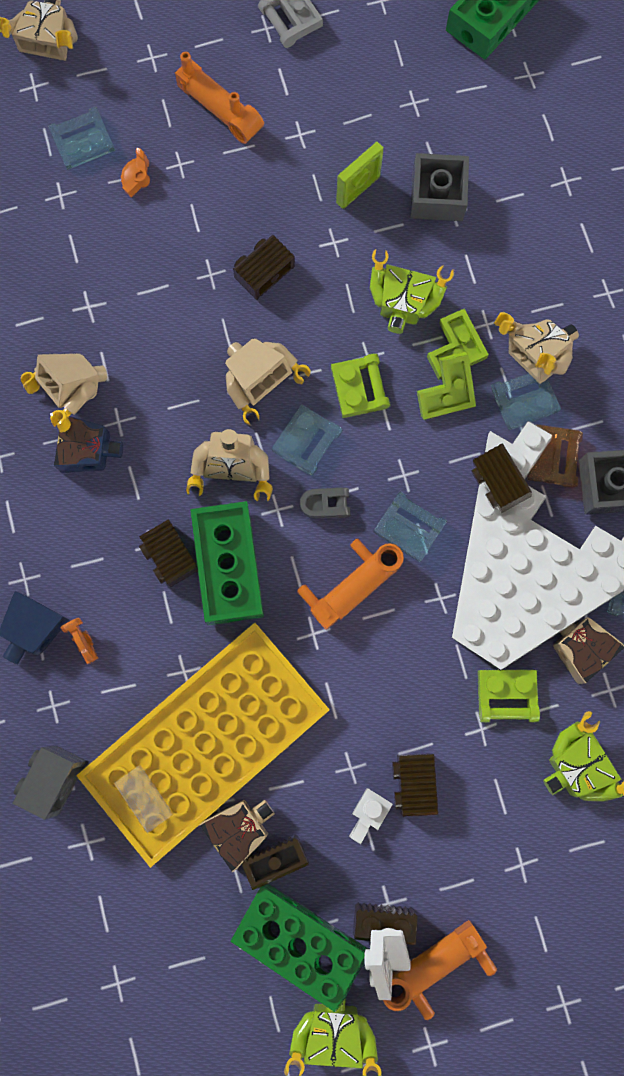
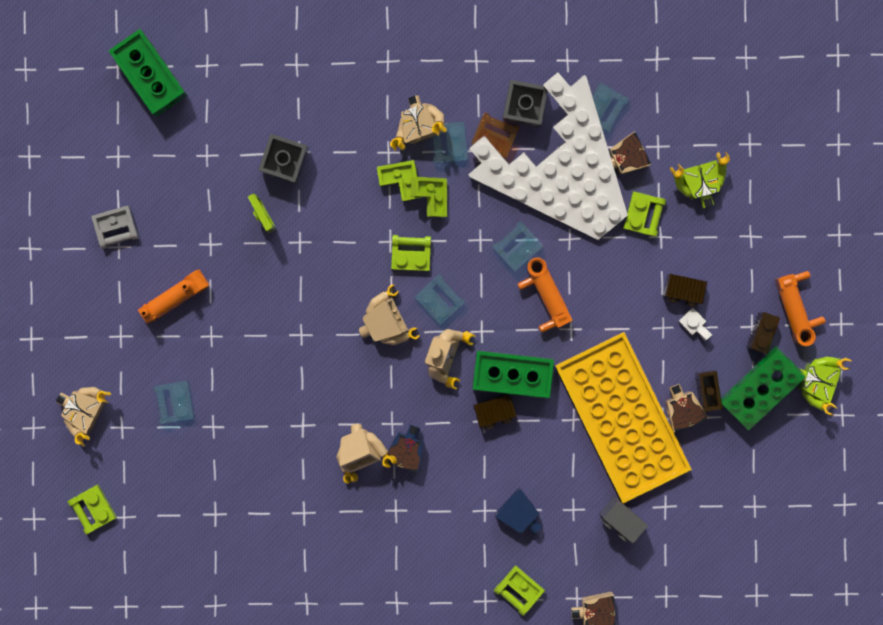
camera: 75 degrees left, 10 degrees up
(81, 639) = (537, 481): orange piece -> none
(134, 174) = (212, 369): orange piece -> none
(143, 798) = (649, 463): clear plate -> none
(263, 266) = (308, 296): dark brown brick -> none
(315, 503) = (487, 305): dark grey plate -> none
(386, 954) = (781, 337): white bracket -> none
(405, 293) = (355, 204): lime torso -> none
(501, 478) = (506, 179): dark brown brick -> none

